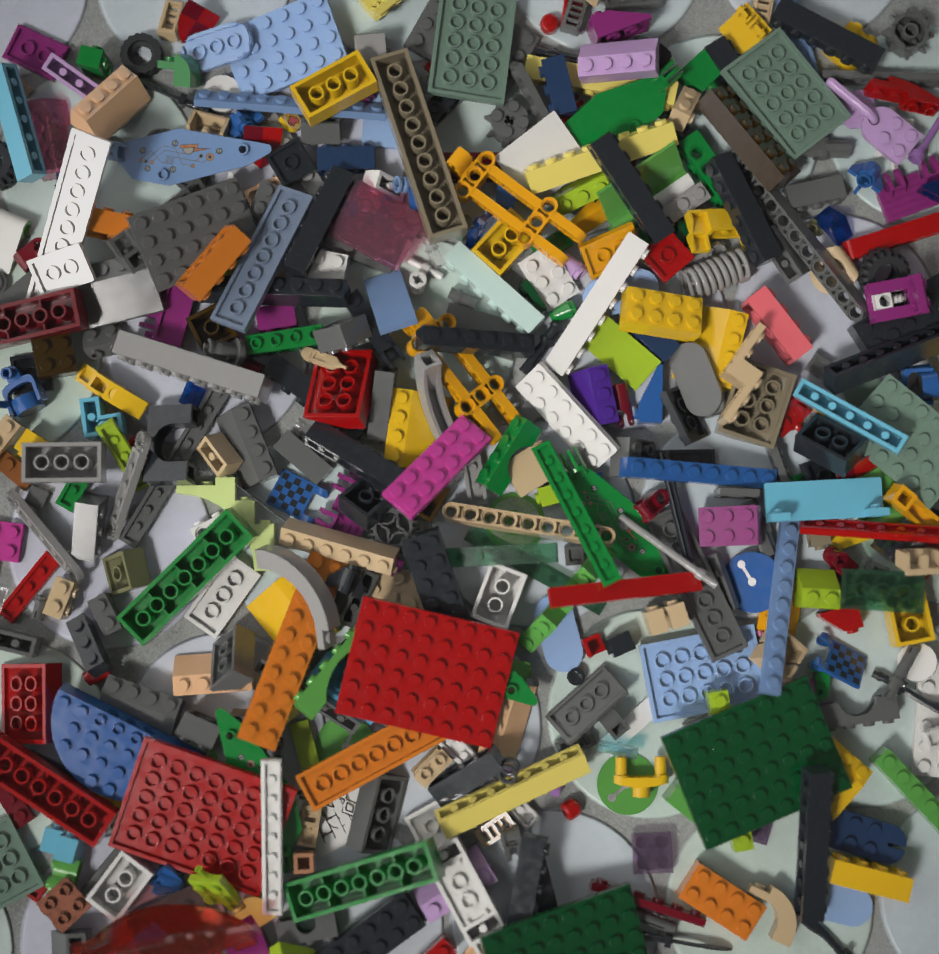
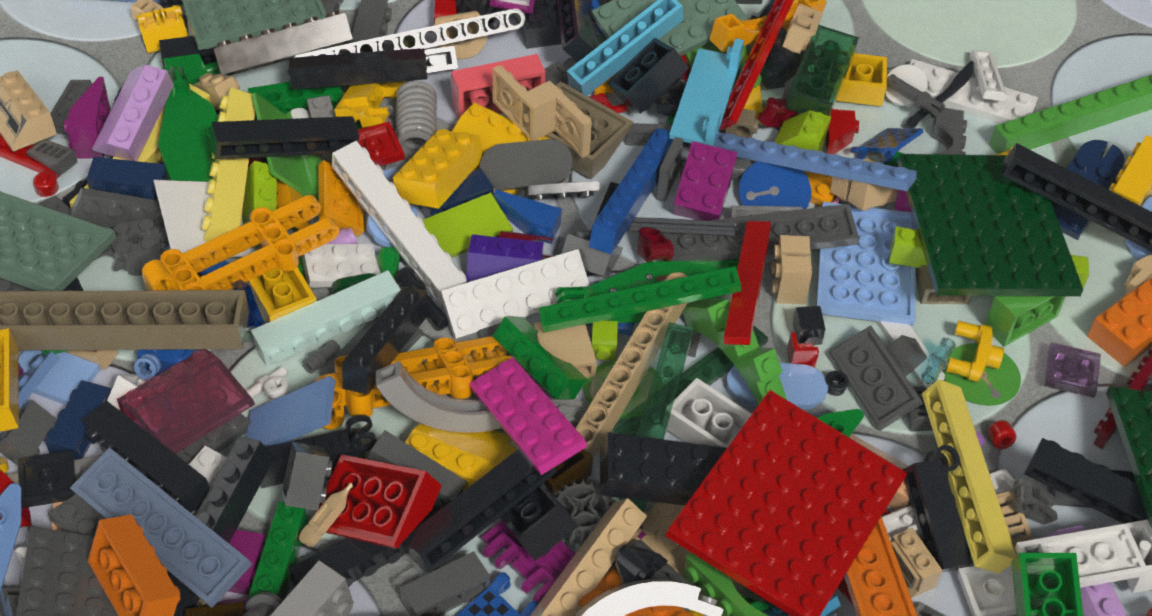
camera: 75 degrees left, 35 degrees down
(433, 252) = (249, 368): clear axle -> none
(699, 573) = (750, 217): light grey bar -> none
(834, 225) = (409, 19): clear blue slope -> none

